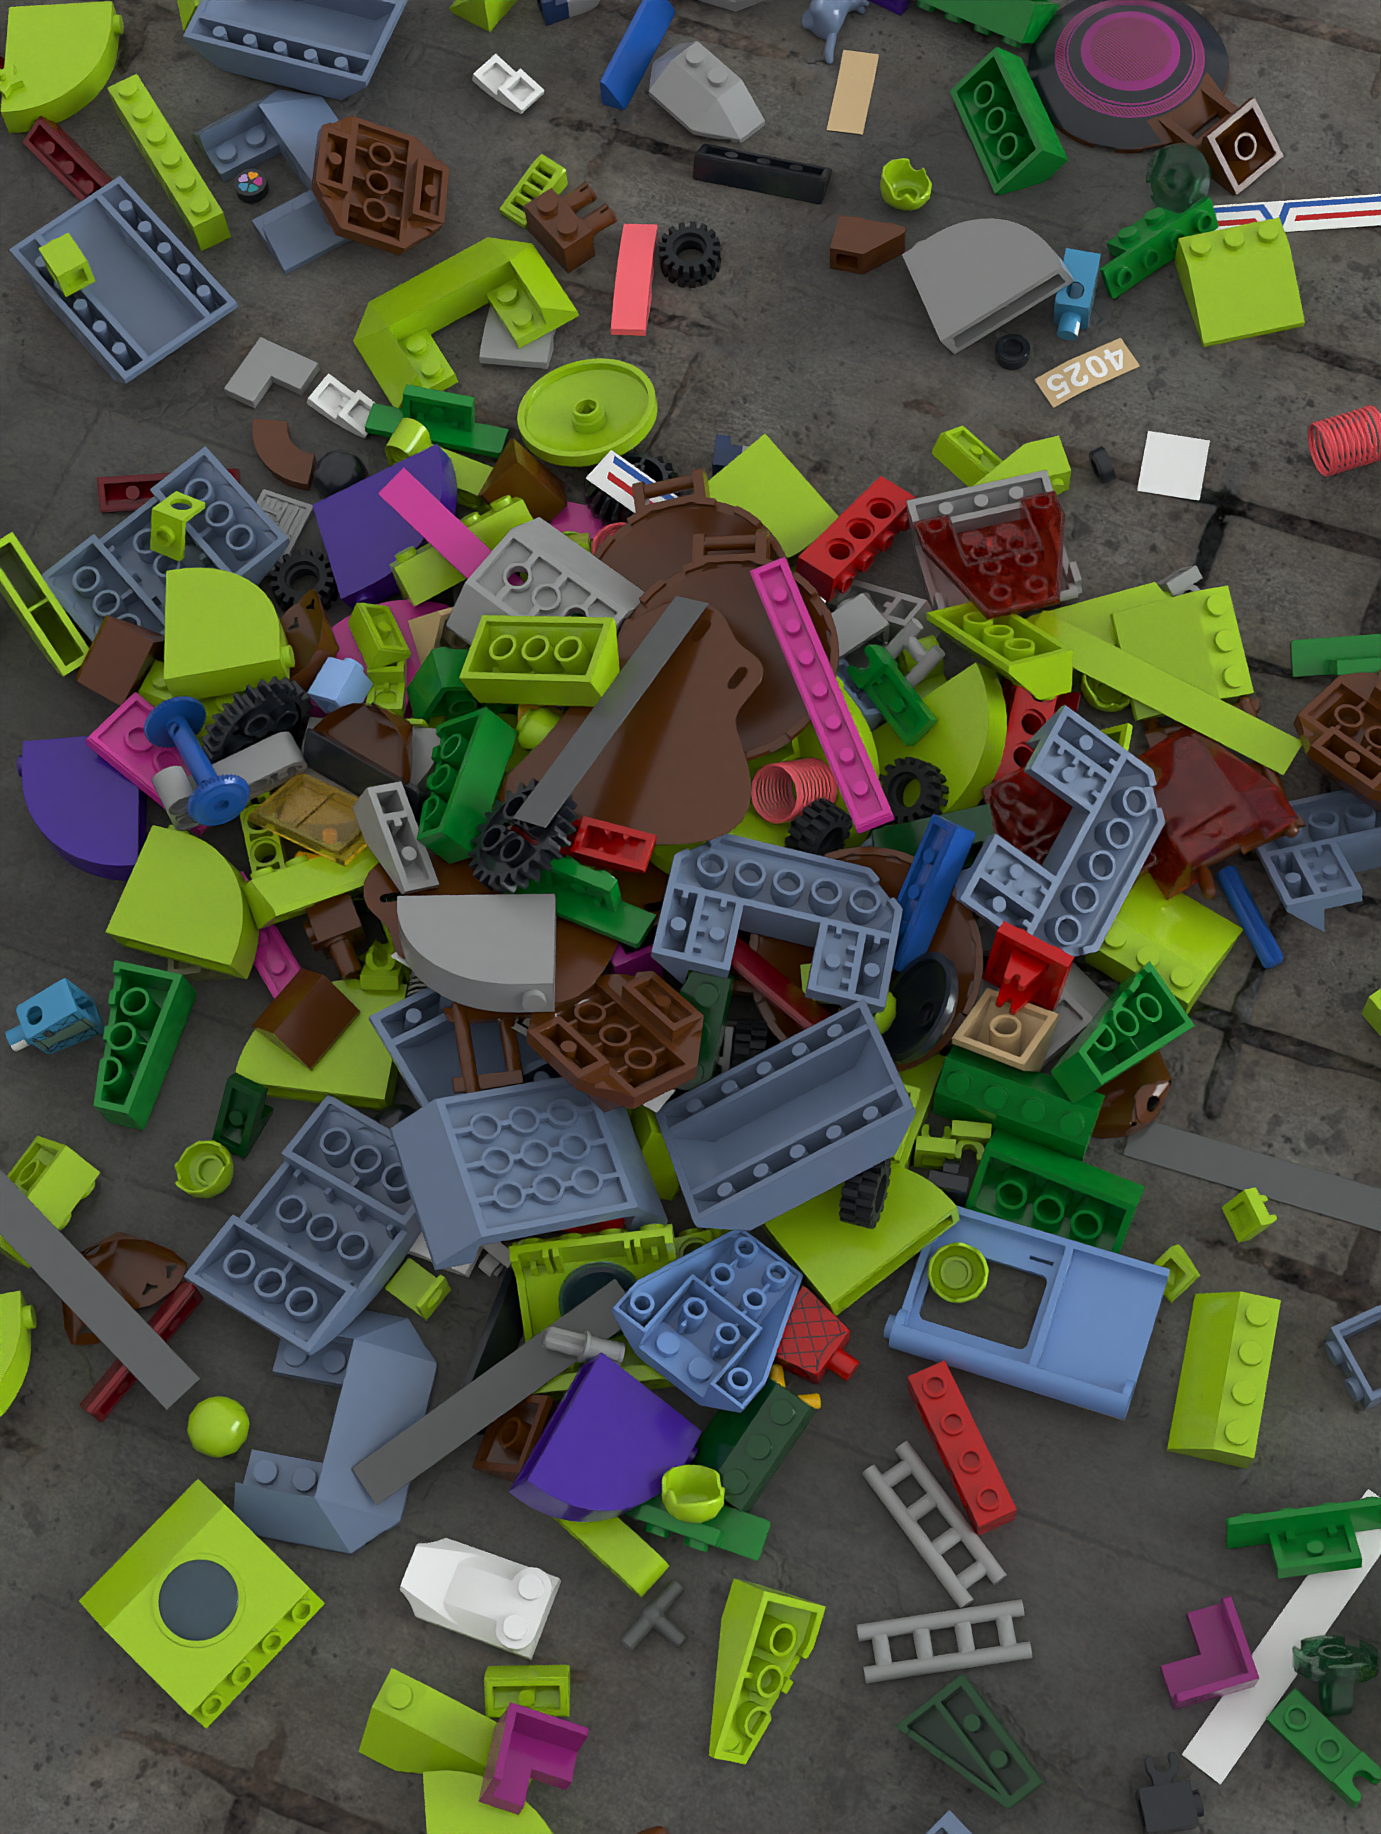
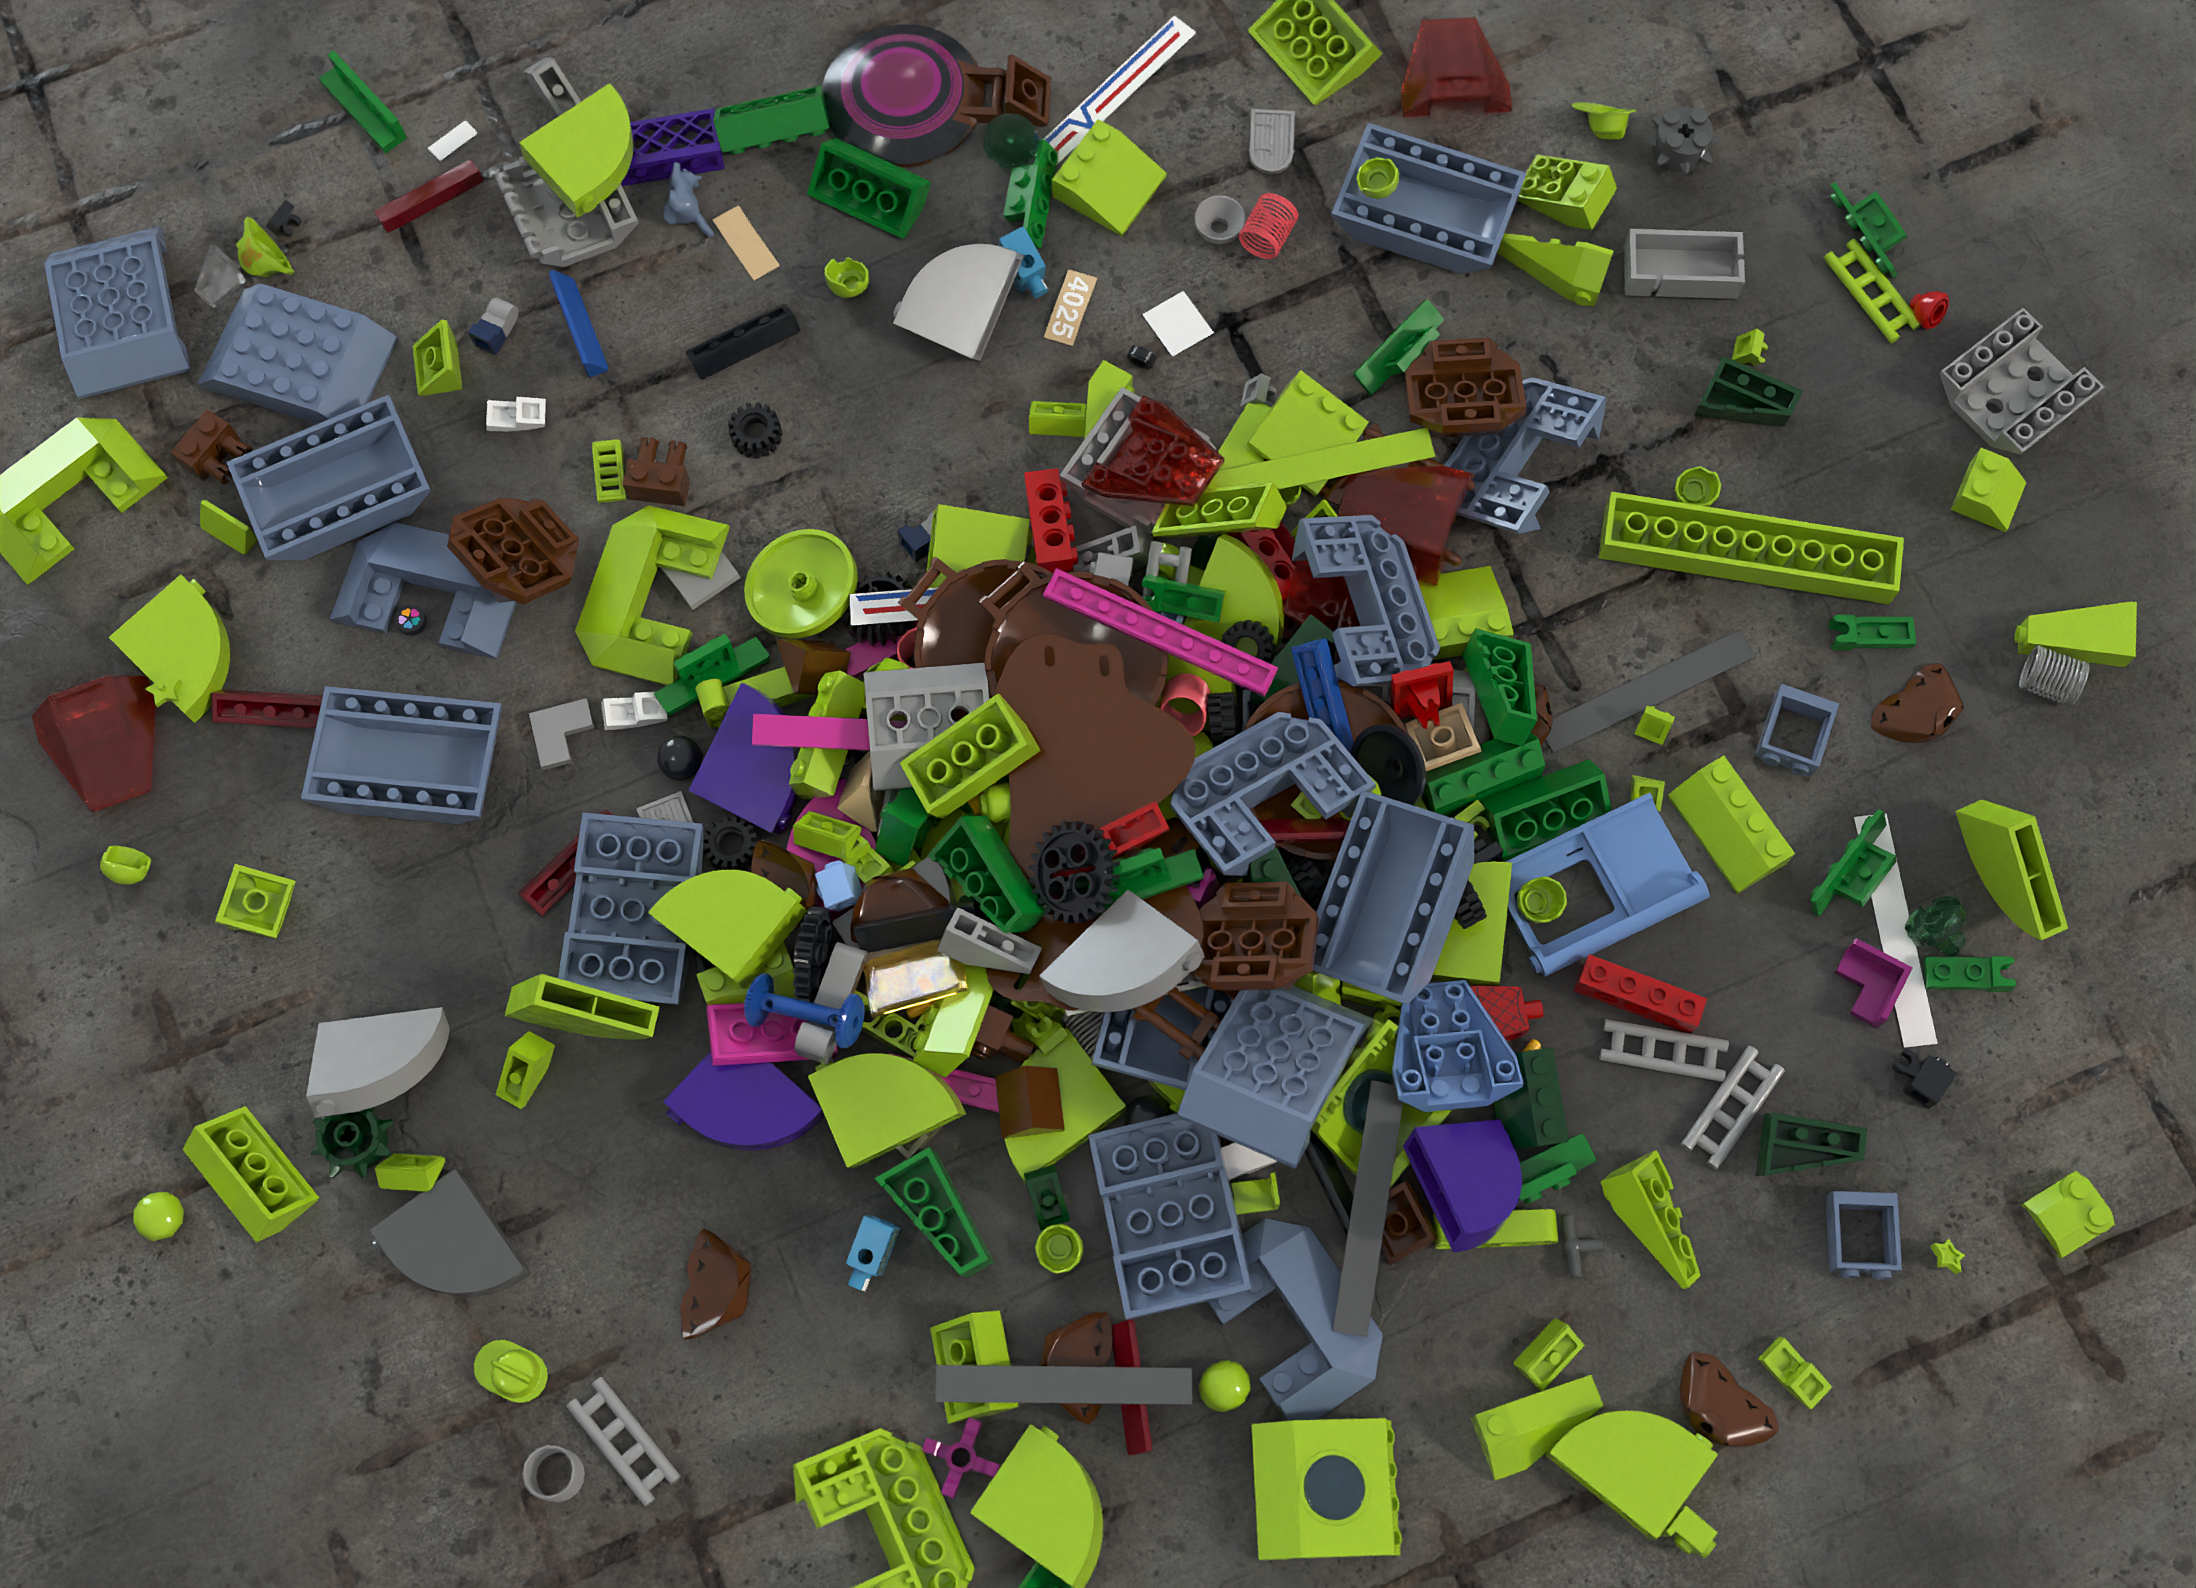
camera: 50 degrees left, 5 degrees up
(67, 264) = (359, 774): lime brick -> none
(120, 659) = (677, 994): reddish brown slope -> none
(169, 162) = (339, 650): lime brick -> none
(169, 525) = (616, 882): lime bracket -> none
(281, 456) = (624, 777): reddish brown tile -> none
(479, 1595) = (1471, 1328): white slope -> none
(528, 1747) = (1588, 1387): magenta panel -> none
(583, 1345) = (1396, 1134): light grey axle -> none
(610, 712) = (1053, 751): dark grey sticker -> none
(634, 279) = (738, 475): coral slope -> none
(692, 1493) = (1540, 1156): lime hair -> none
(704, 94) = (652, 318): light grey wedge -> none
(865, 244) = (858, 335): reddish brown slope -> none
(1012, 351) = (1015, 330): black tile -> none
(1249, 917) = (1487, 555): blue axle -> none
(1308, 388) = (1222, 210): none -> light grey piece

